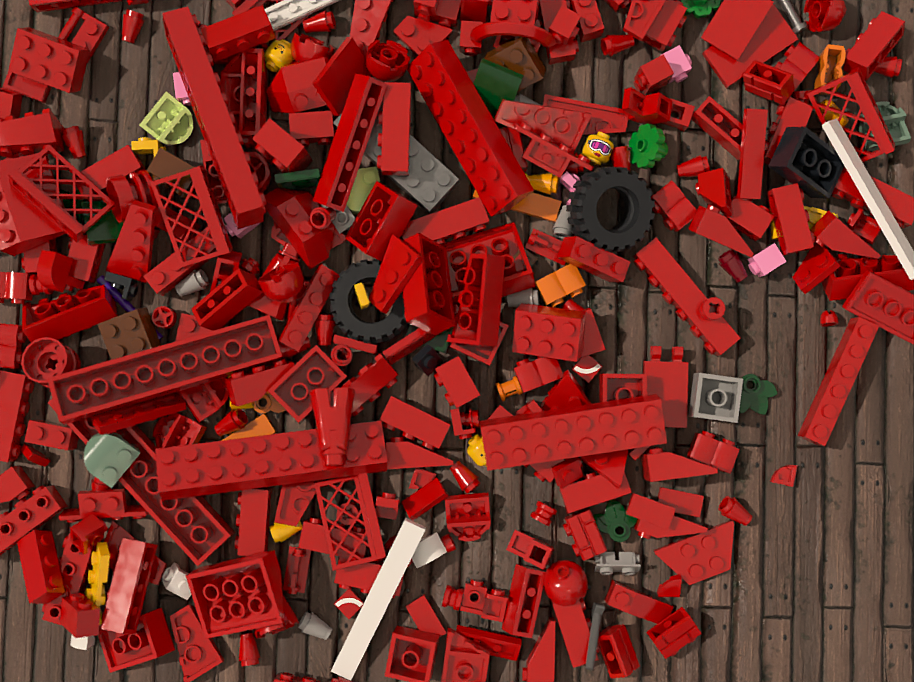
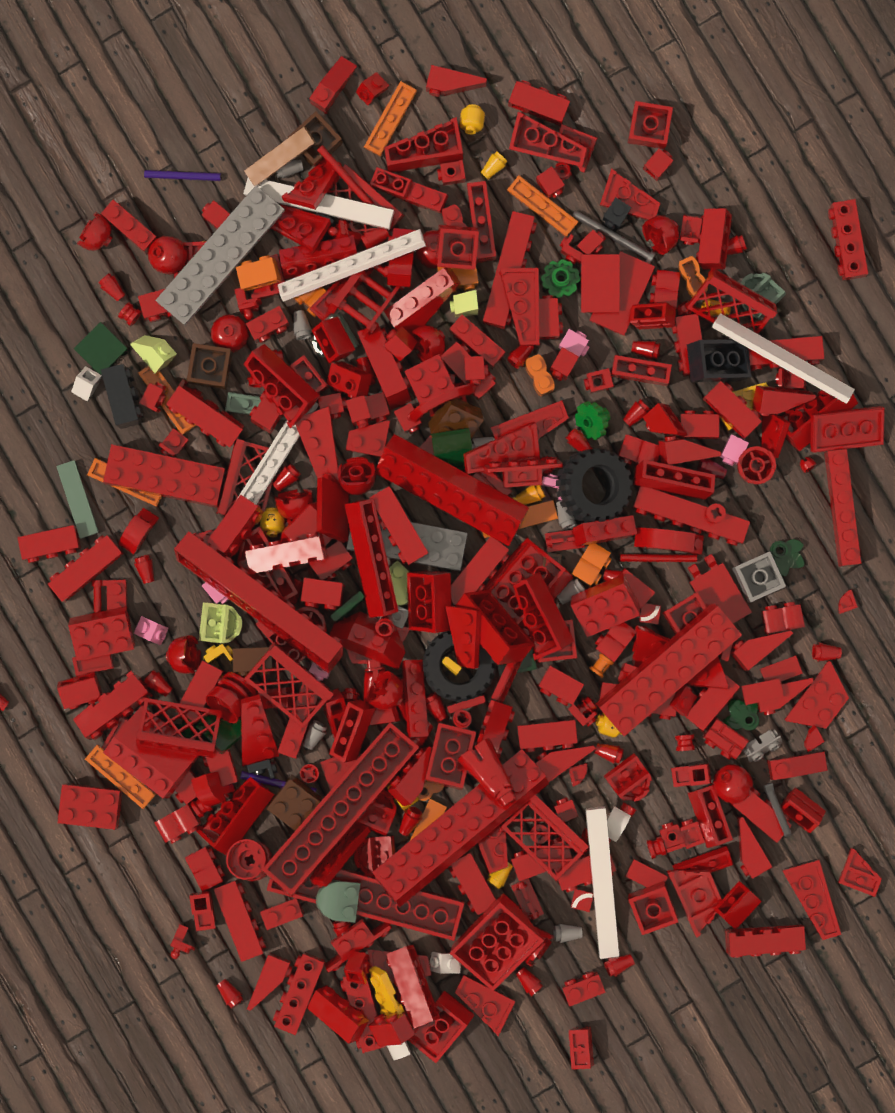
camera: 30 degrees left, 0 degrees up
(34, 455) = (277, 937): red tile -> none
(100, 89) = (151, 630): none -> bright pink bracket
(115, 128) = (184, 655): none -> red cylinder
(269, 87) = (286, 554): none -> wedge
(424, 499) = (590, 787): red tile -> none
(427, 360) = (528, 682): black bracket -> none
(598, 148) = (556, 444): yellow head -> none
(622, 70) = (542, 380): none -> orange brick
(628, 319) = (657, 558): none -> red bar
(646, 108) = (573, 392): red brick -> none
(650, 307) = (669, 540): none -> red arch
(674, 633) = (836, 771): red brick -> none
(692, 251) = (674, 479): none -> red brick
(736, 109) = (648, 349): none -> red cone
(752, 153) = (673, 379): red tile -> none
(780, 287) = (756, 465): none -> red cylinder
(855, 24) = (690, 229): none -> red bracket

